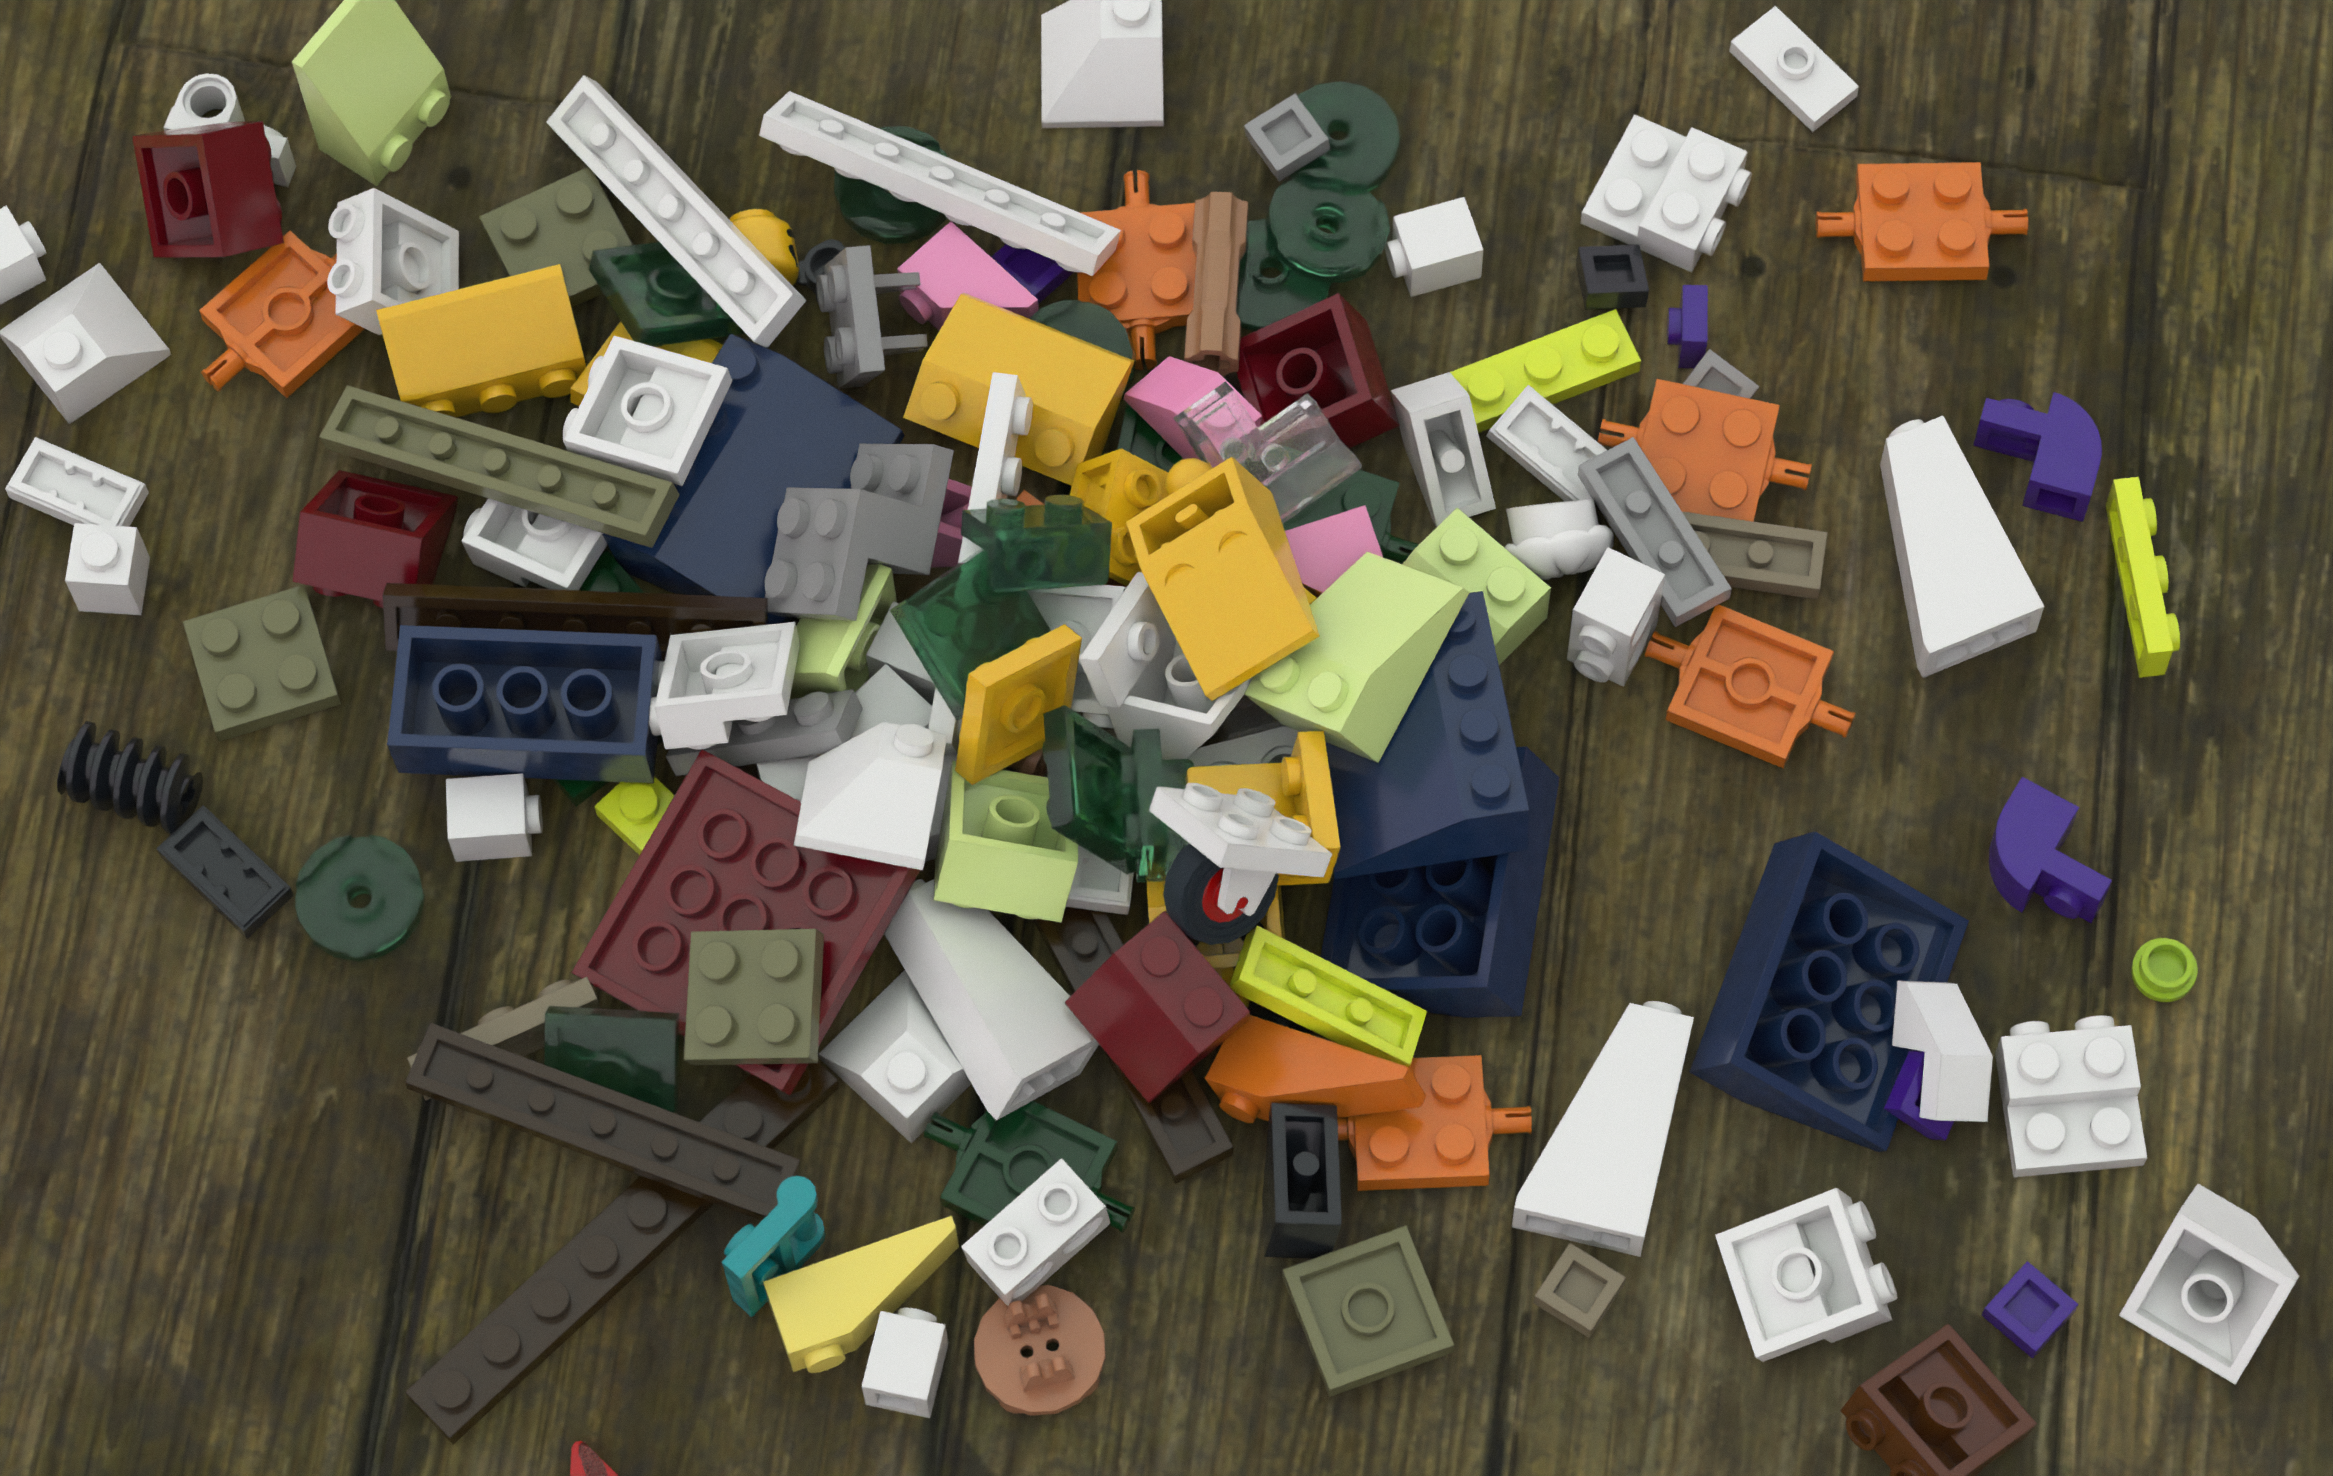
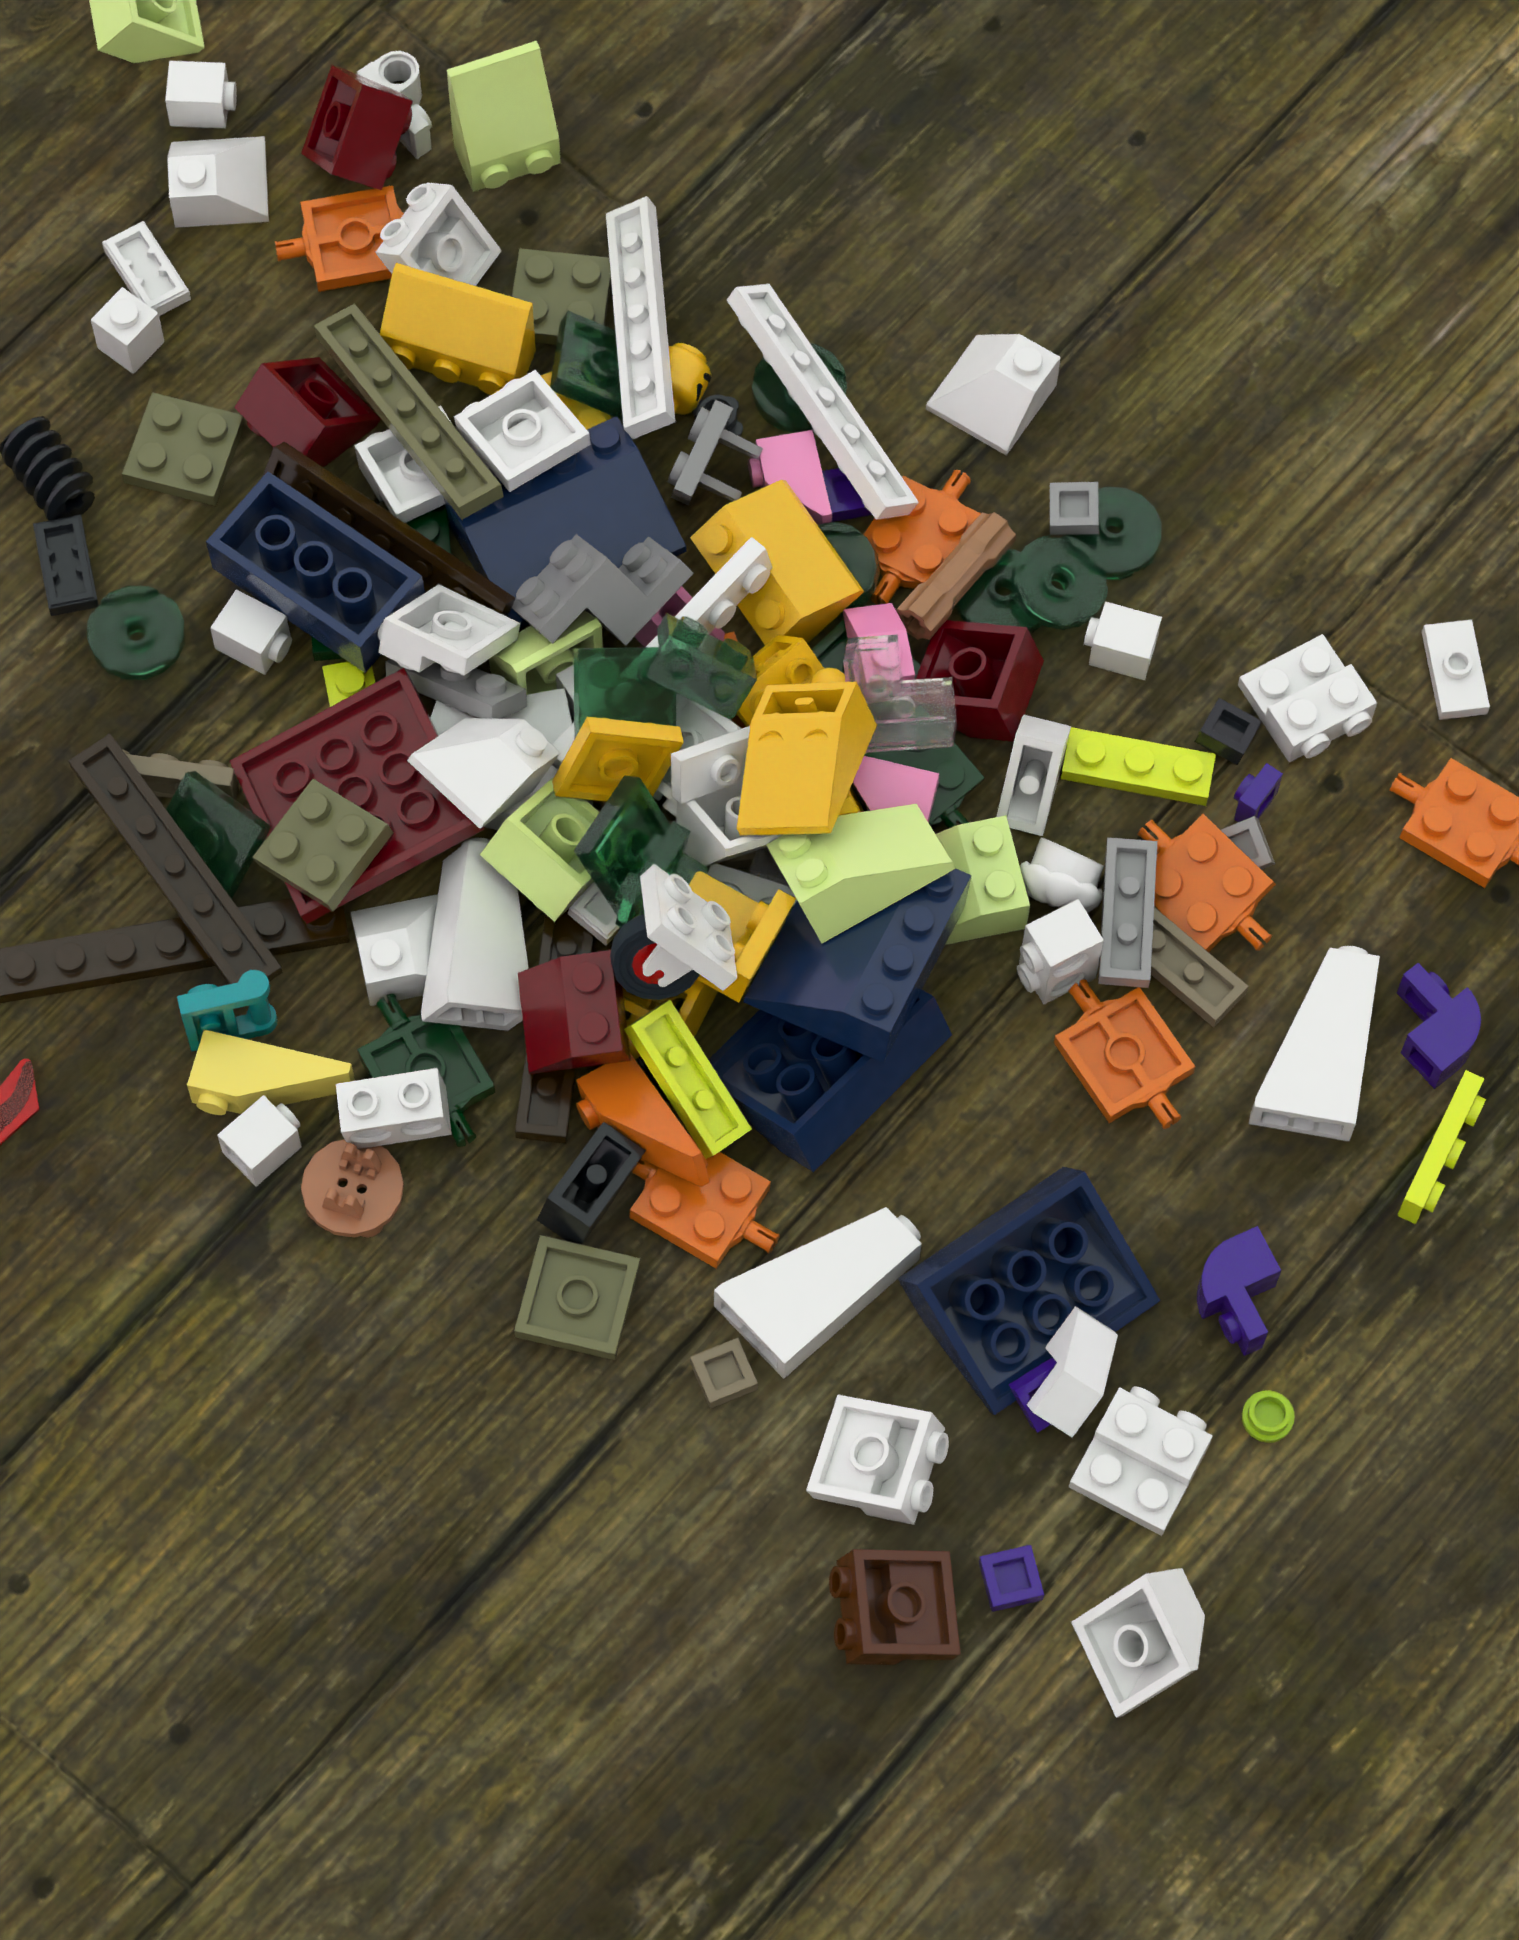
camera: 30 degrees right, 0 degrees up
(1545, 443) = (1102, 810): white plate -> none

